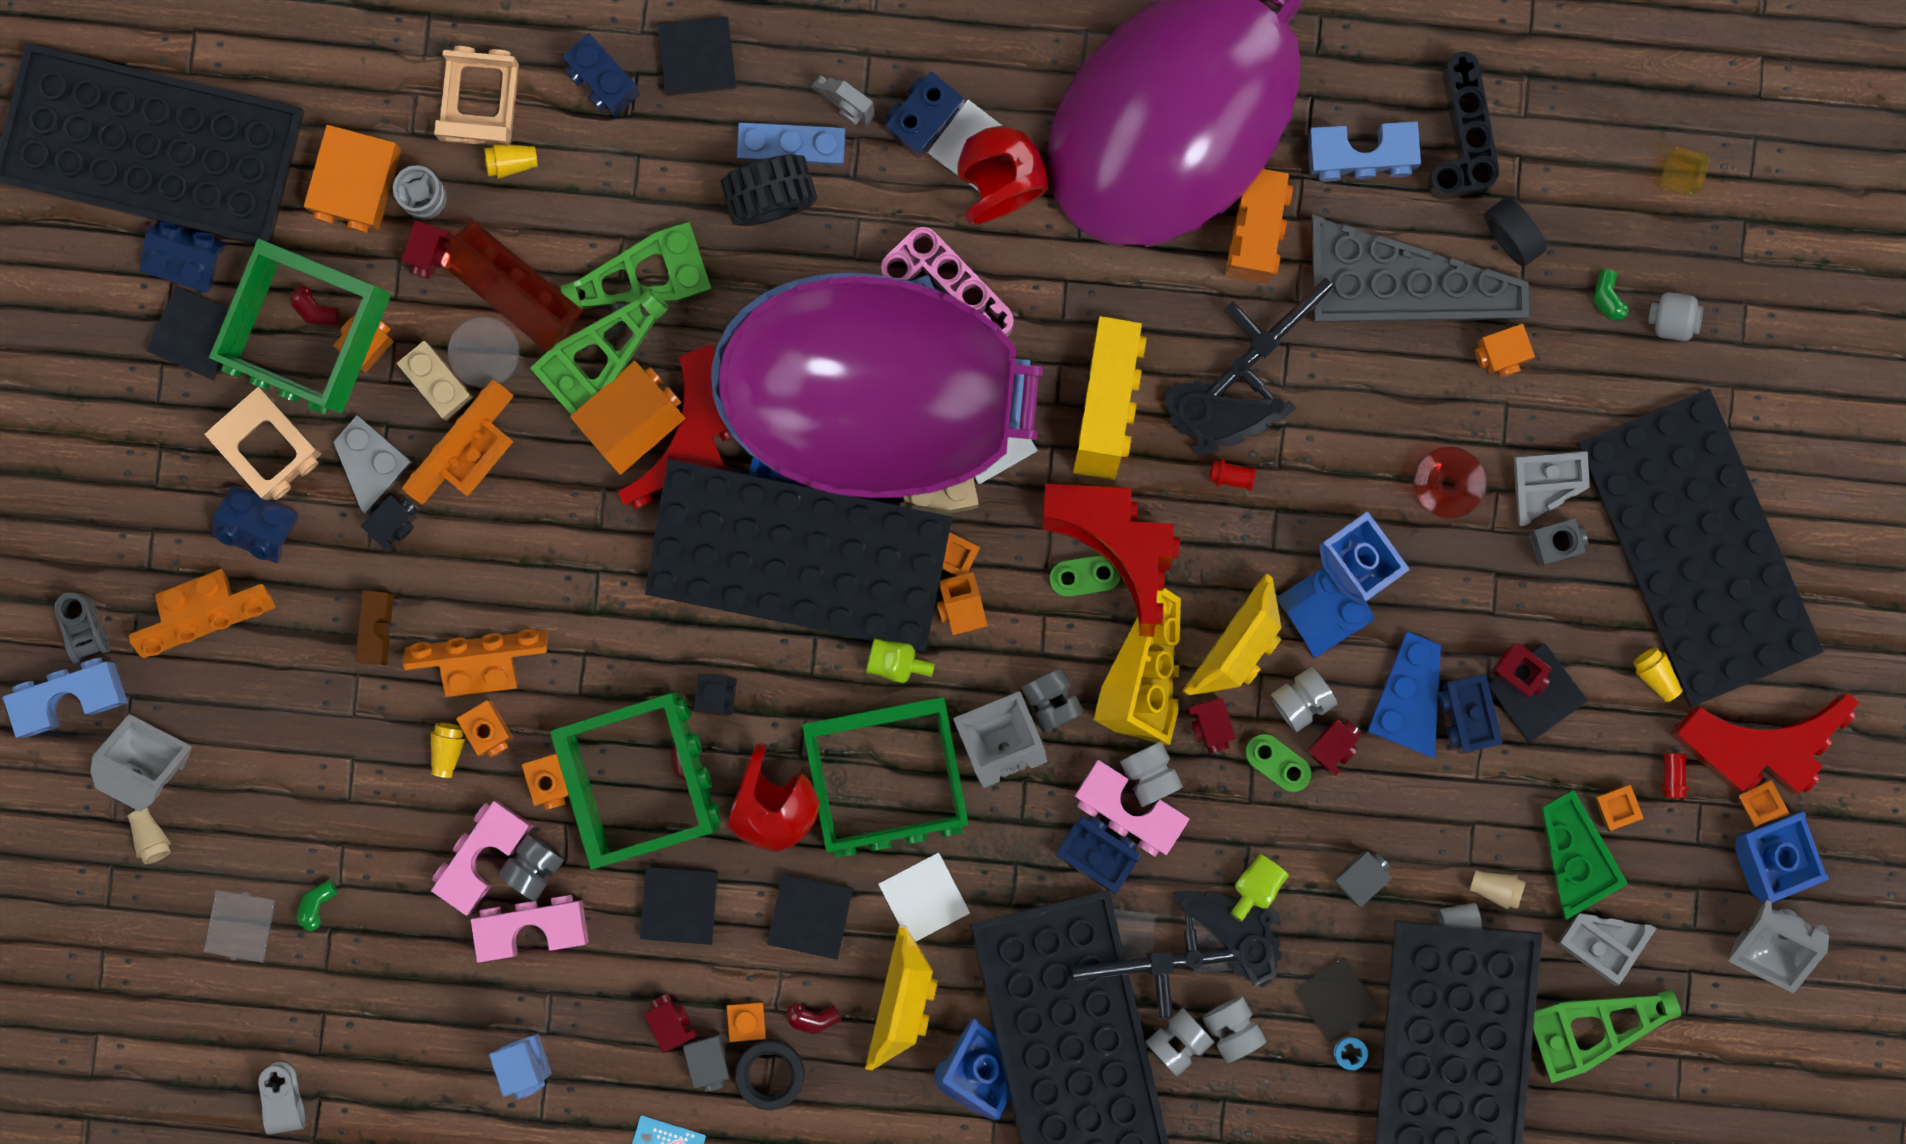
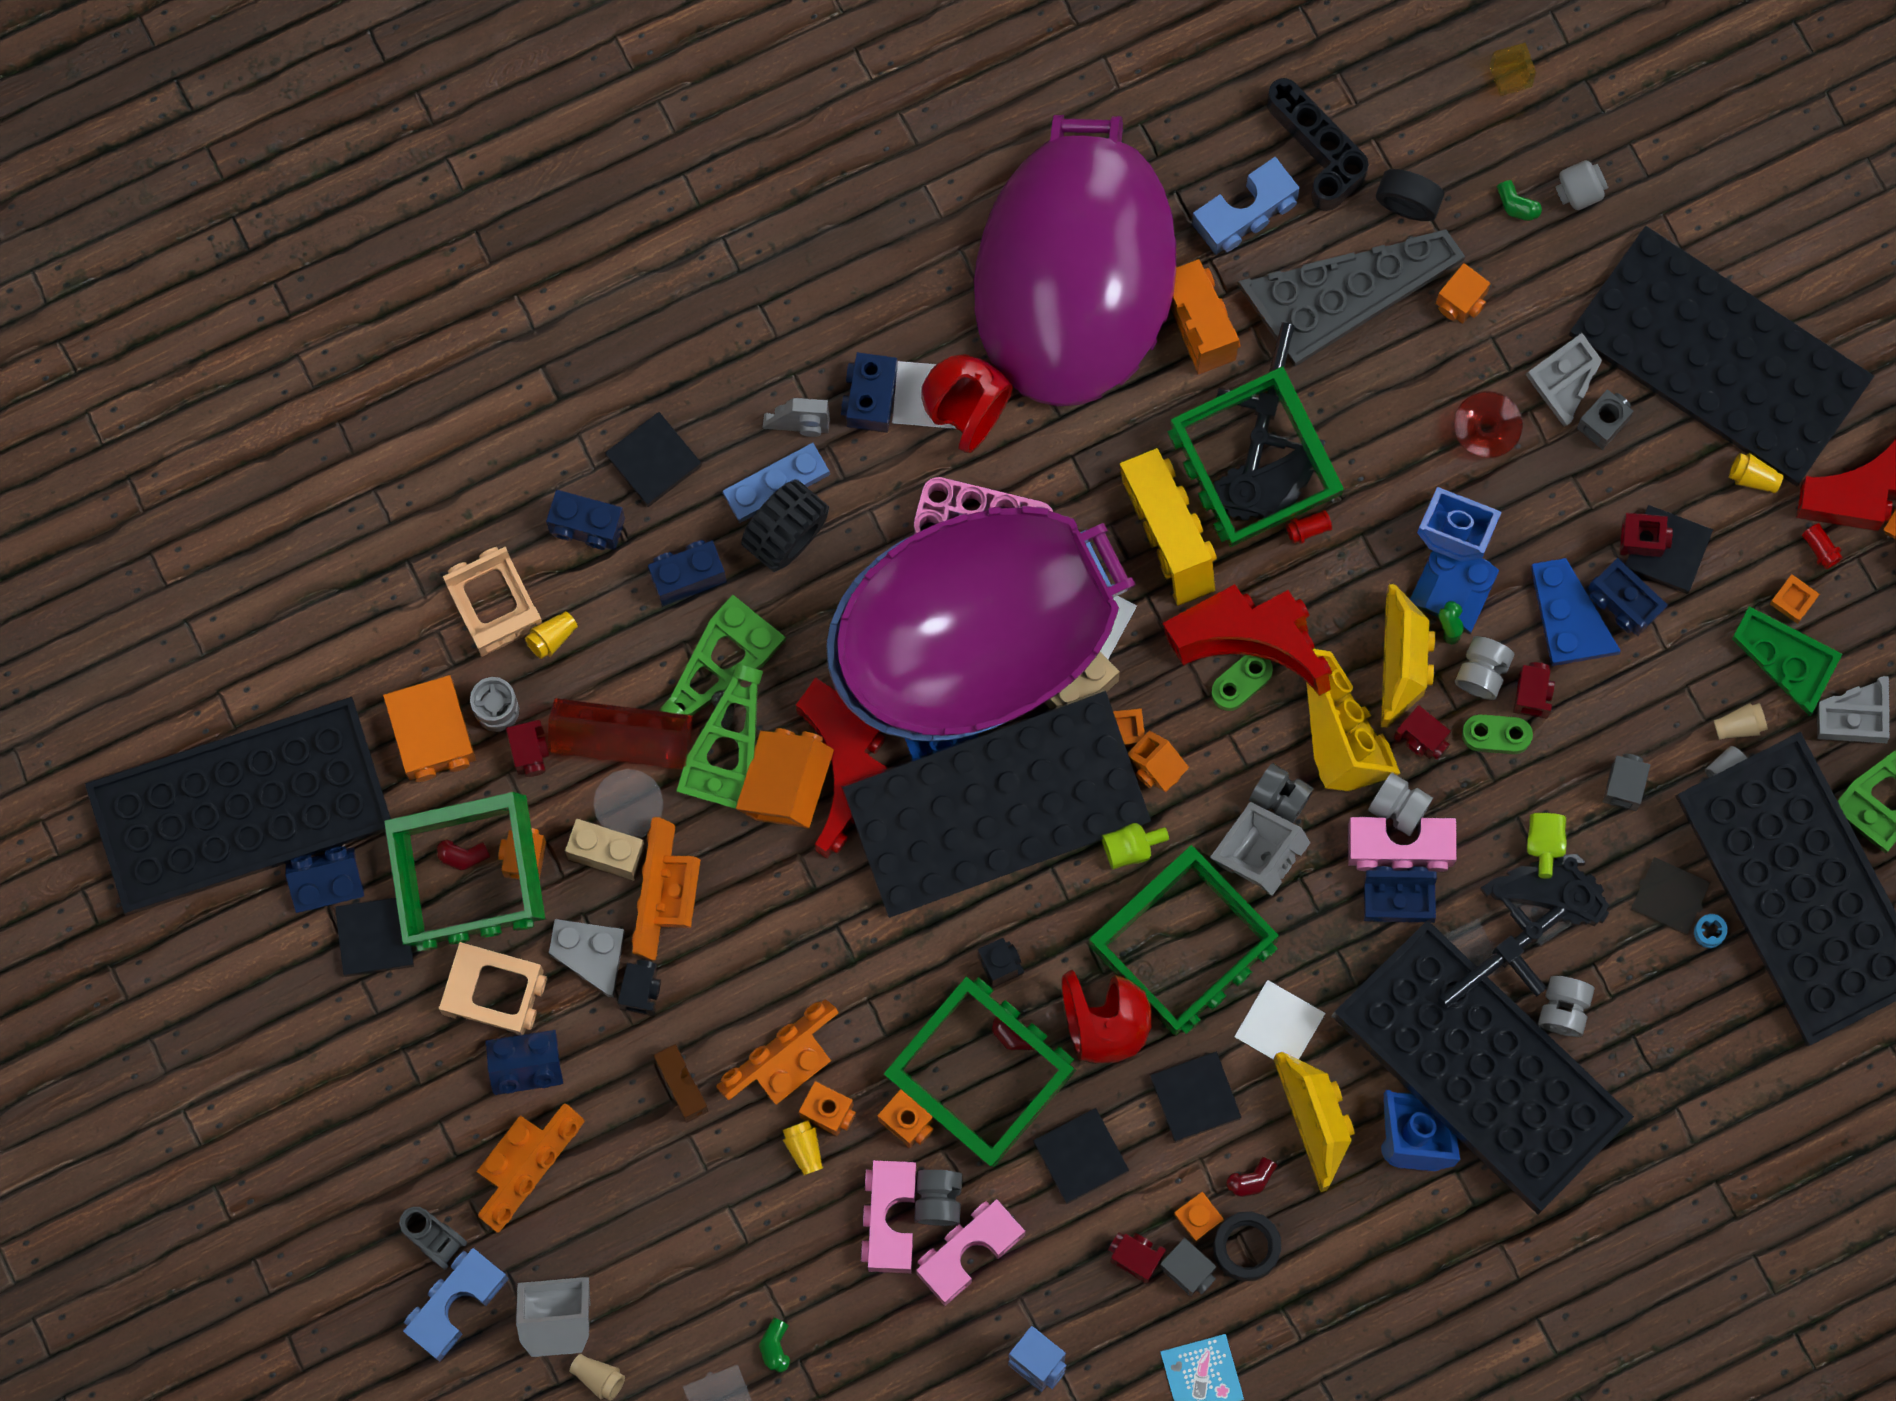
camera: 30 degrees left, 10 degrees down
(660, 178) = (687, 572): none -> dark blue brick
(1162, 364) = (1304, 431): none -> green window
(1233, 1028) = (1615, 974): light grey wheel -> none
(1299, 640) = (1450, 622): none -> green arm

